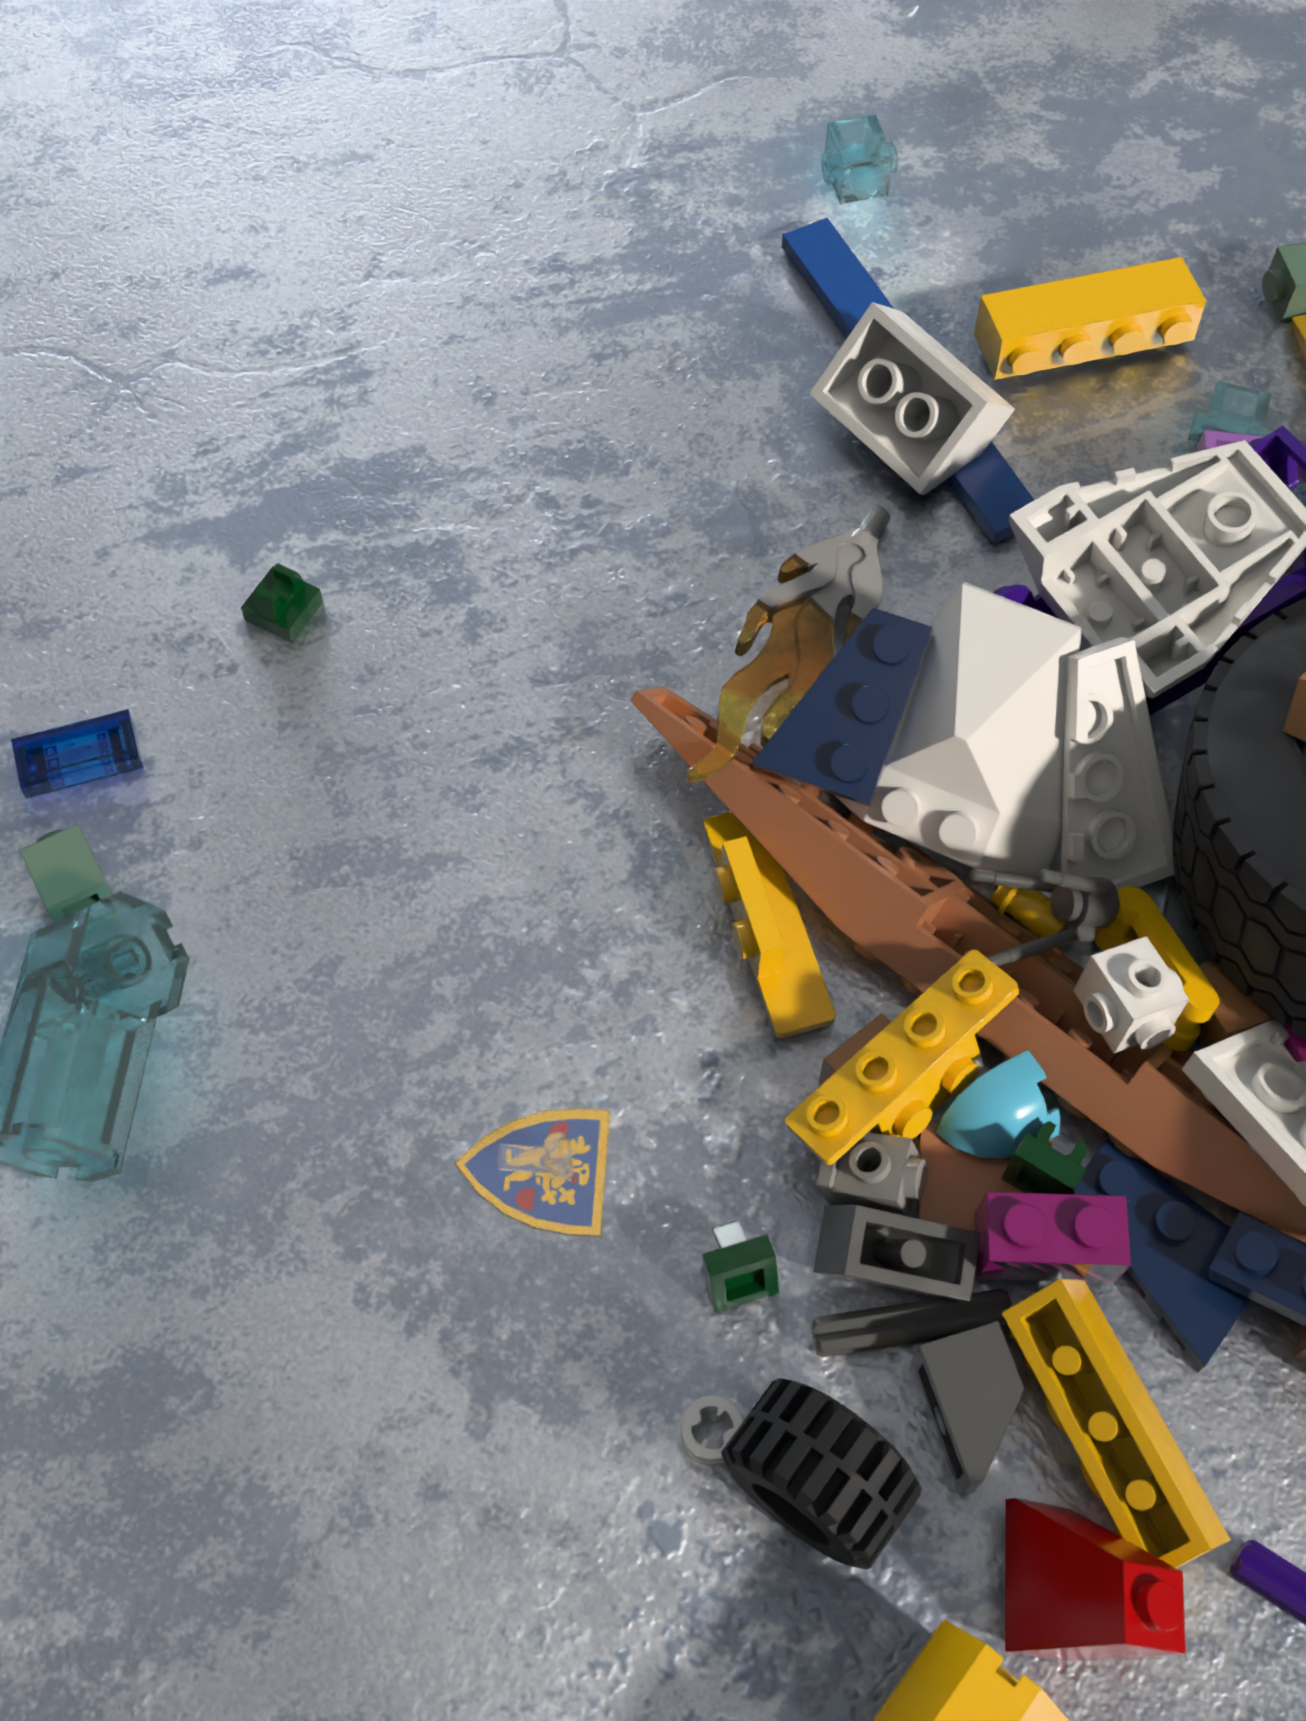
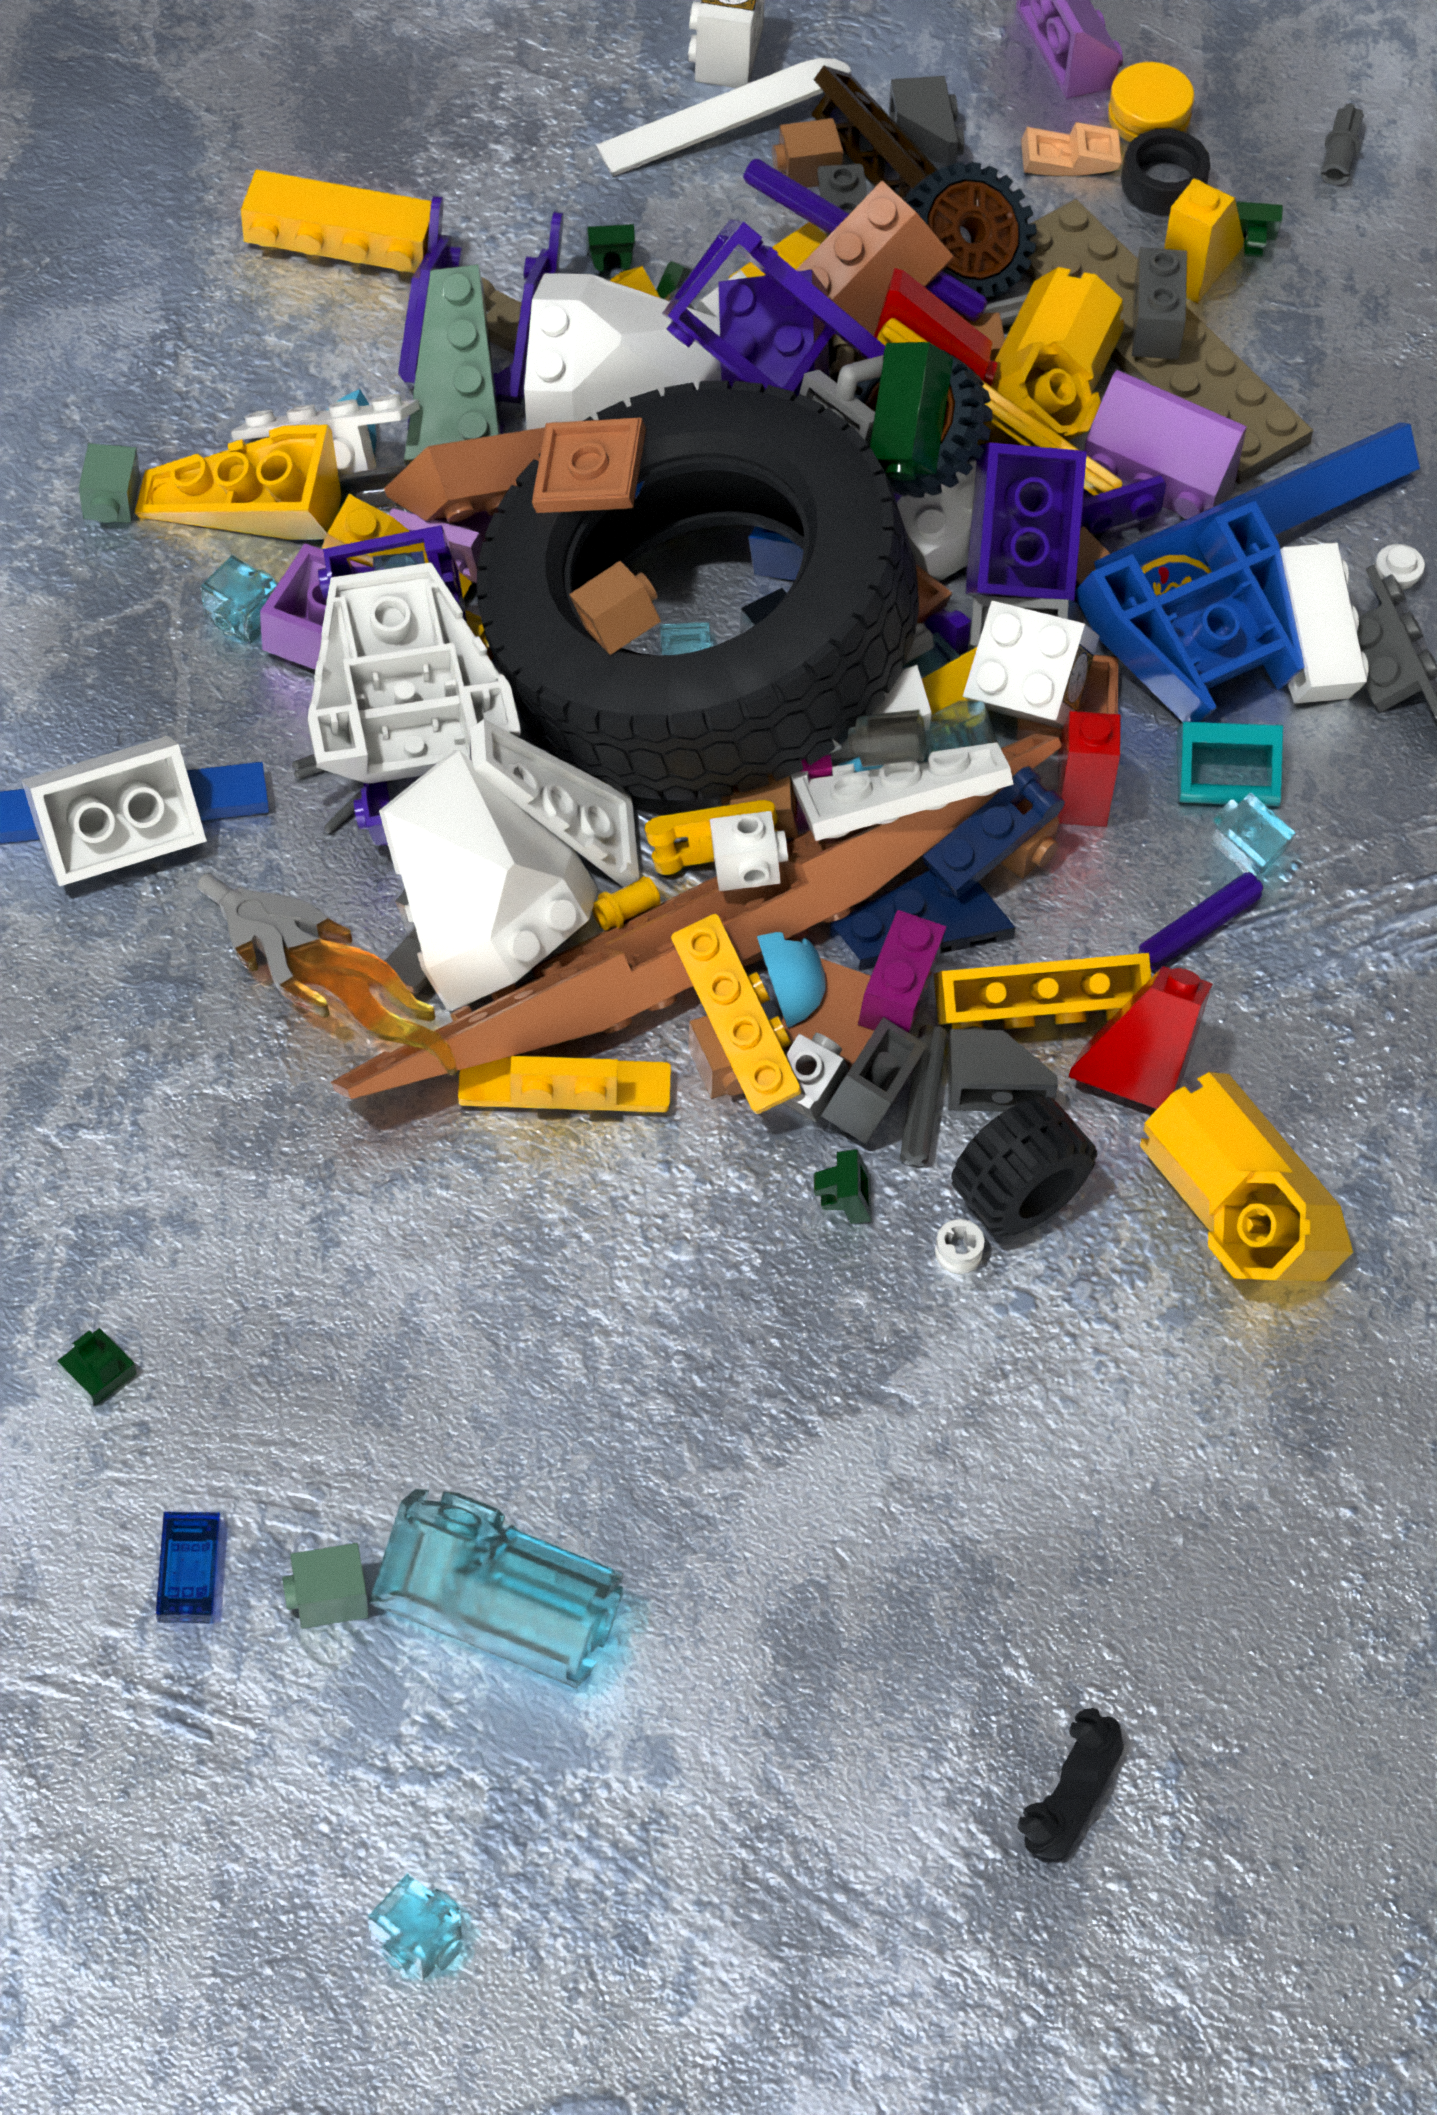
camera: 75 degrees left, 5 degrees down
(545, 1170) = (717, 1304): clear shield -> none
(852, 711) = (449, 943): dark blue wing -> none
(1043, 1169) = (849, 963): dark green tile -> none
(1075, 901) = (646, 864): dark grey plant -> none
(1088, 317) = (82, 653): yellow brick -> none

